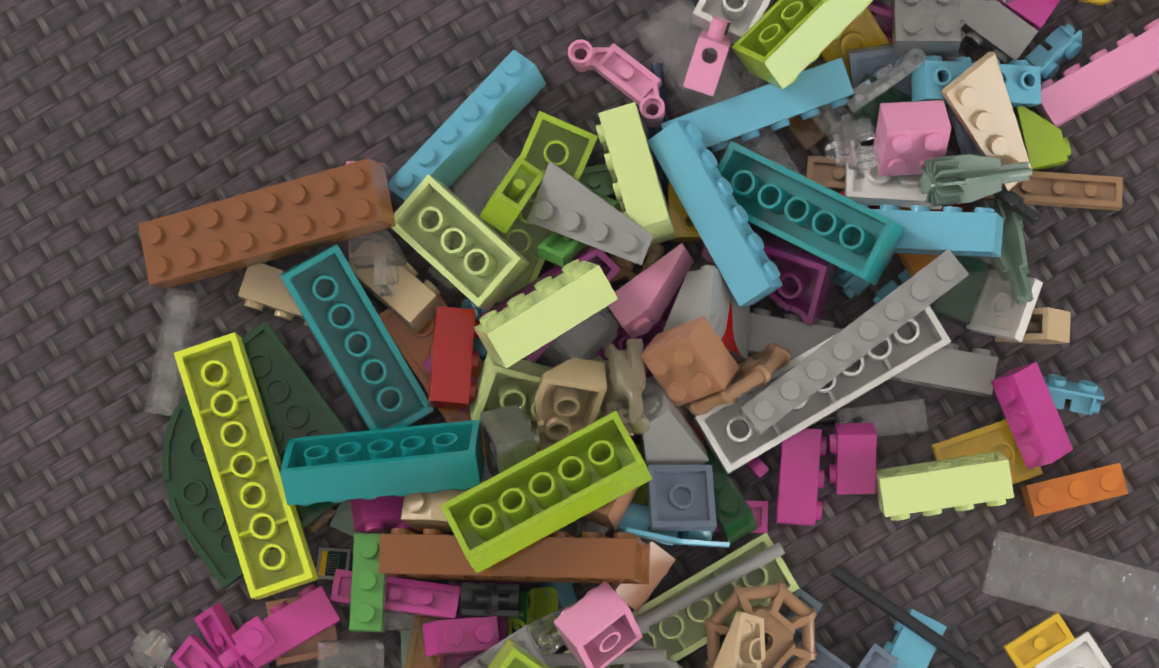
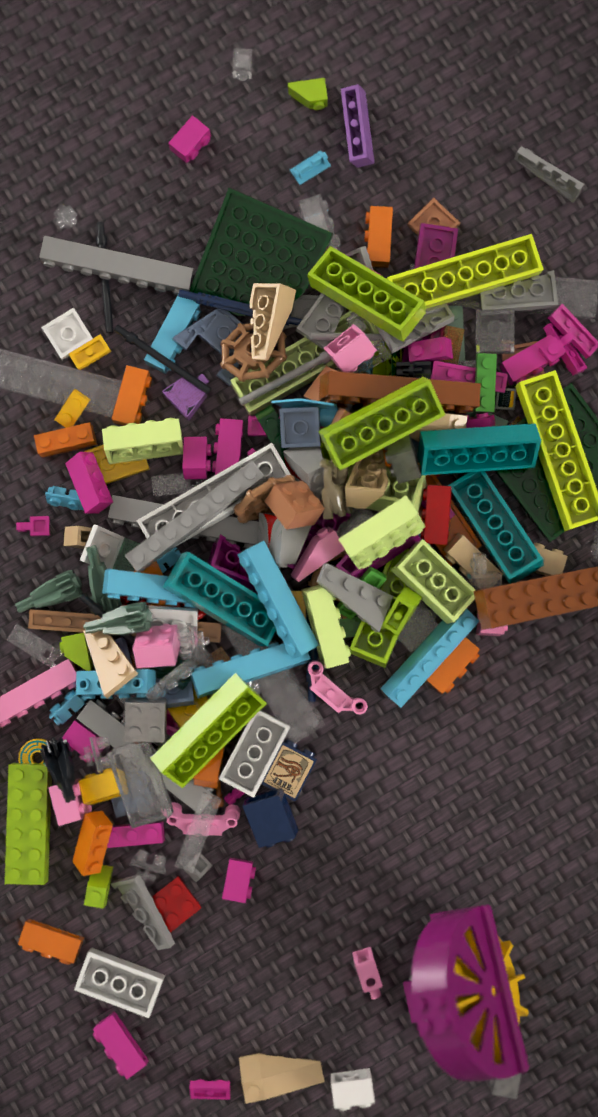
camera: 175 degrees left, 0 degrees up
(425, 117) = (453, 666): none -> orange brick
(705, 67) = (280, 697): bright pink torso -> none
(874, 565) = (186, 396): none -> medium lavender torso
(964, 565) = (131, 396): none -> orange brick
(1064, 541) = (72, 409): none -> yellow plate
(1068, 242) = (55, 591): none -> sand green piece
(1112, 150) = (33, 645): none -> clear plate
(1113, 346) = (37, 526): none -> dark pink plate

